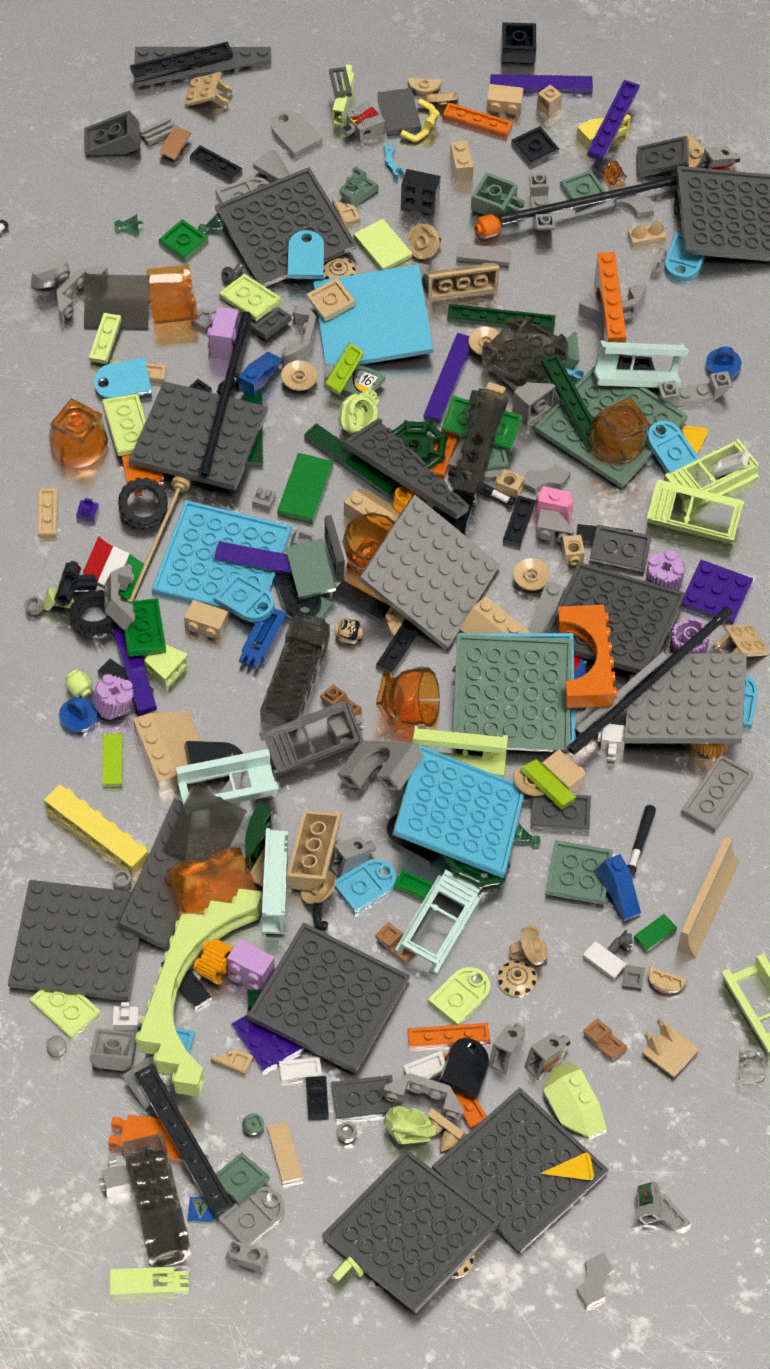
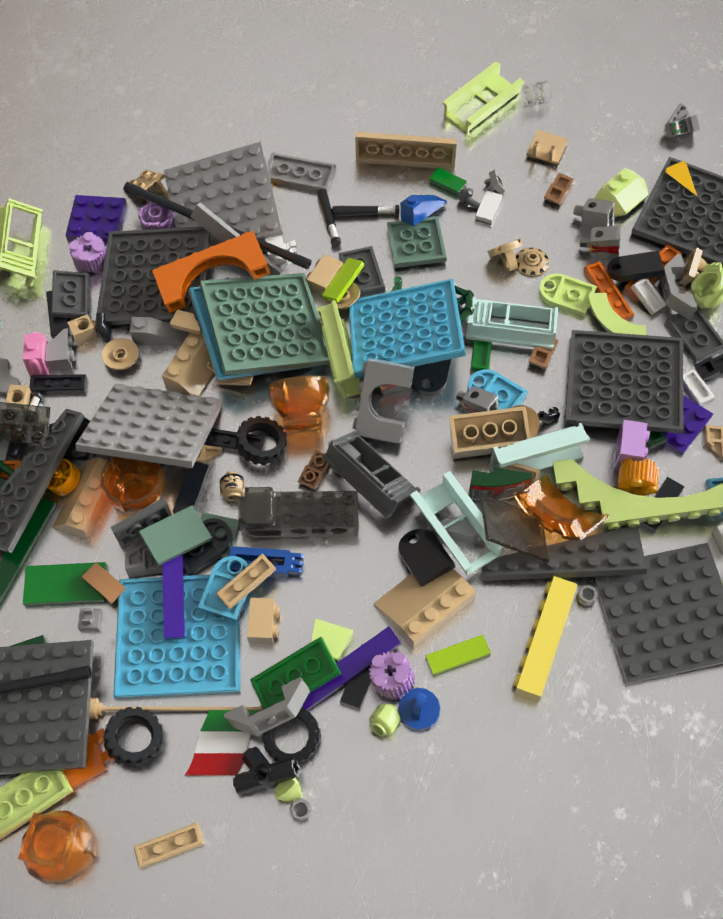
camera: 105 degrees left, 5 degrees up
(87, 510) = (154, 800): dark purple tile -> none
(243, 610) = (246, 581): none -> tan tile
(289, 509) = (104, 583): none -> medium nougat slope
(383, 643) = (261, 456): none -> black tyre
(401, 1021) = (609, 319): none -> yellowish green tile
(538, 624) = (185, 321): none -> tan tile
(568, 563) = (101, 327): none -> black arm
(642, 801) = (328, 215): none -> black piece
(665, 981) = (489, 162): tan plate -> none

